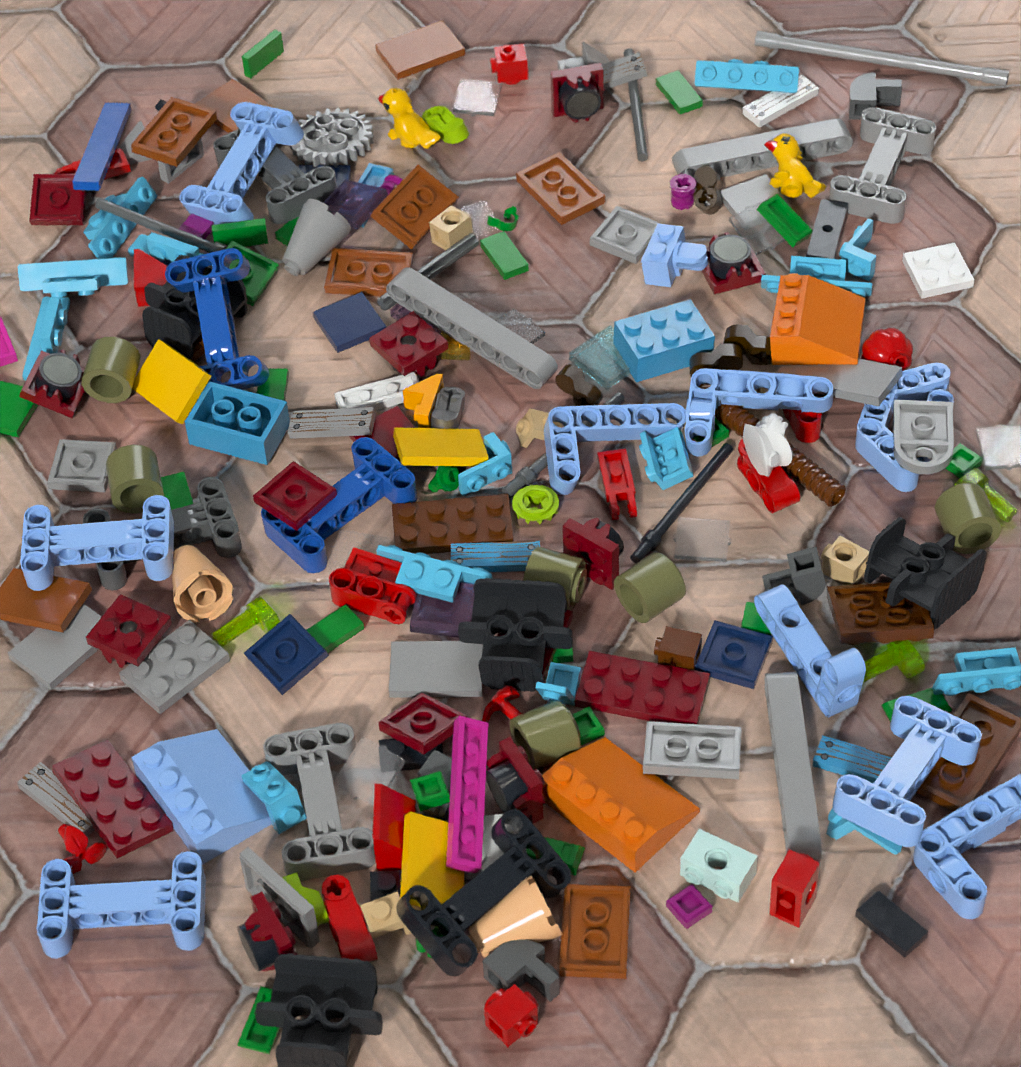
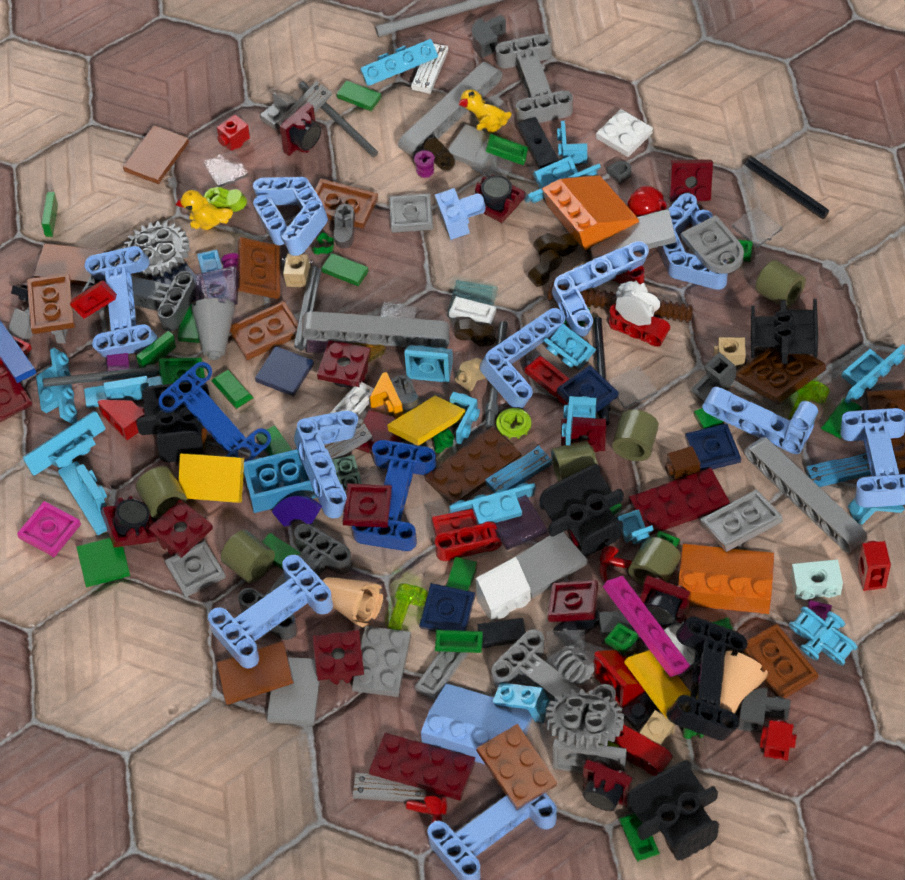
camera: 35 degrees left, 5 degrees up
(97, 415) = (180, 529): none -> dark red piece
(190, 854) = (516, 766): none -> dark orange plate
(211, 145) = (93, 299): none -> red plate
(224, 461) = (296, 508): none -> dark purple tile
(232, 709) = (439, 673): none -> light grey tile
(264, 691) = (458, 641): none -> green tile
(283, 311) = (232, 389): none -> green tile
(294, 389) = (310, 440): none -> light blue beam
(302, 847) = (601, 723): none -> light grey gear
(318, 455) = (347, 471): none -> sand green slope
(320, 710) = (501, 632): none -> black tile
(353, 787) = (574, 664): none -> light grey gear
(356, 664) = (502, 590): none -> white slope
(478, 187) = (289, 191): none -> light blue piece
(498, 390) = (428, 363): none -> medium azure slope
(539, 209) = (344, 235): none -> flat silver piece
(587, 510) = (577, 407): none -> medium azure bracket
(595, 365) = (468, 309): none -> white tile
(640, 513) = (589, 384): none -> dark blue tile
(662, 339) = (502, 271): dark azure brick -> none
(666, 932) = (826, 639): none -> medium azure axle
(896, 307) = (619, 171): none -> dark grey tile
(963, 351) = (691, 178): none -> dark red piece
(999, 504) = (764, 258): clear neon green piece -> none

